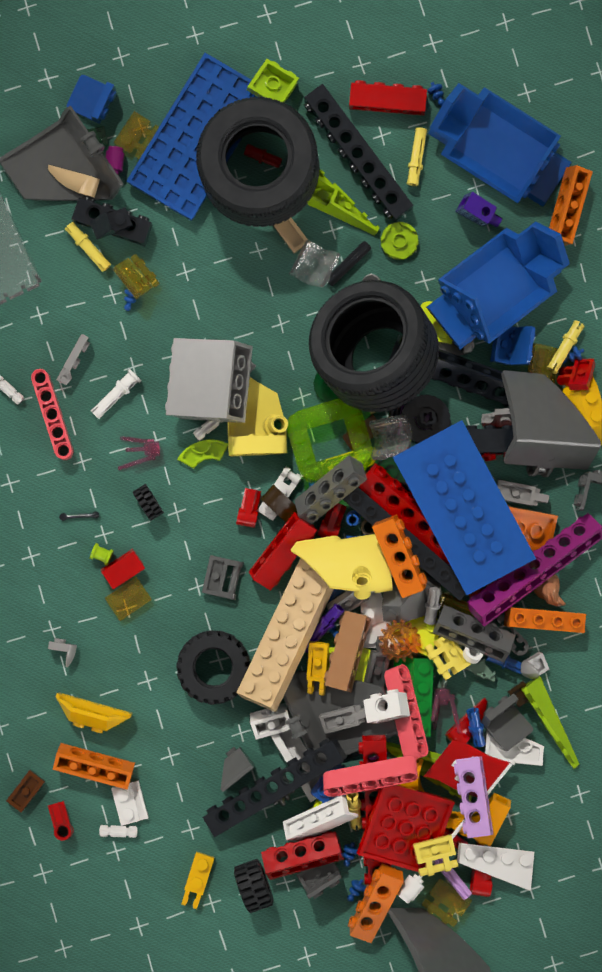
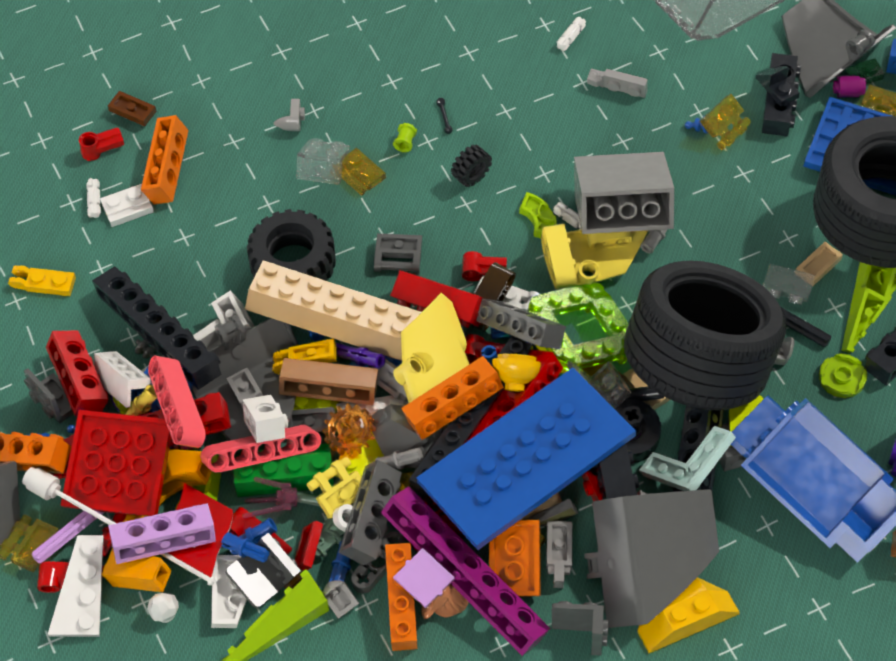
camera: 80 degrees right, 30 degrees down
(47, 406) = (551, 72): coral beam -> none
(76, 181) = (815, 57): tan piece -> none
(82, 240) = (747, 76): light yellow pin -> none
(91, 714) = (224, 151): yellow wedge -> none
(112, 628) = (321, 161): none -> clear bracket
(122, 387) = (596, 130): white pin -> none
(123, 568) = (393, 157): red hinge -> none
(150, 448) = (533, 166): clear pink plant -> none
(235, 766) = (174, 291): dark grey slope -> none
(253, 886) = (33, 321): black tyre -> none
(386, 502) = (516, 370): none -> yellow piece
(432, 850) = (92, 498): light yellow plate -> none
(486, 381) = (691, 474): none -> light aqua plate
(487, 685) = (308, 545): none -> red tile
(490, 733) = (245, 547): none -> blue axle
(514, 346) = (746, 505): blue bracket -> none
(521, 801) = (163, 607): none -> white rock
(540, 360) = (735, 555): clear yellow plate -> none
(542, 601) = (424, 578): none -> lavender piece
(568, 341) = (769, 577): light yellow pin -> none
(571, 356) = (754, 590): blue hair -> none
(577, 376) = (726, 589): red hinge -> none

